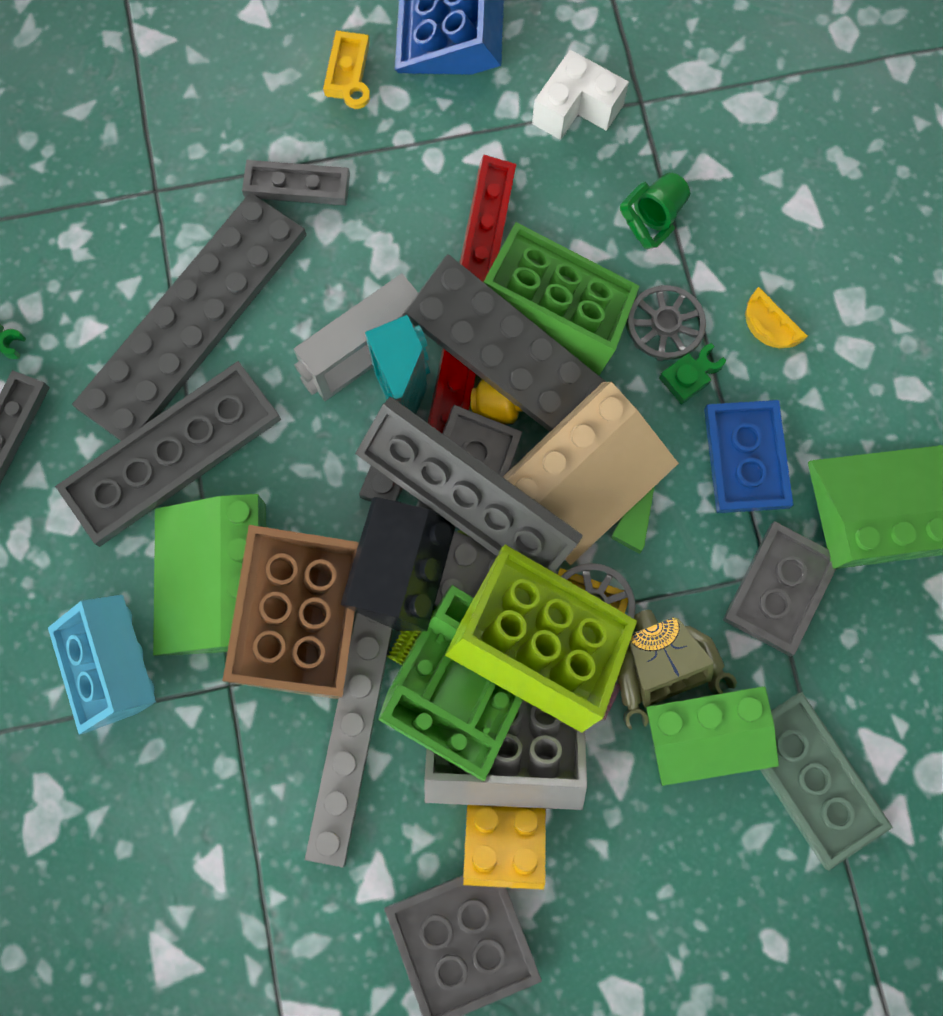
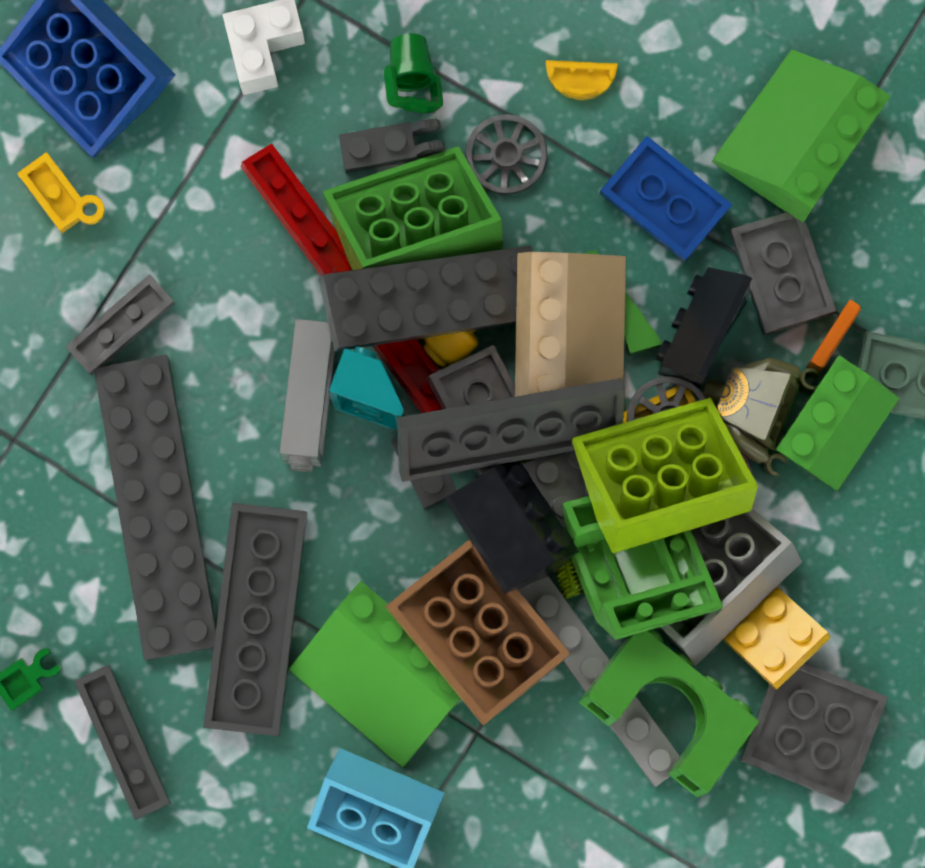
camera: 45 degrees left, 5 degrees up
(398, 865) = (720, 720): none -> bright green arch
(593, 240) = (388, 145): none -> dark grey hinge
(685, 566) = (702, 324): none -> black slope
(689, 375) = (563, 179): green plate -> none
(775, 671) = (834, 336): none -> orange tile

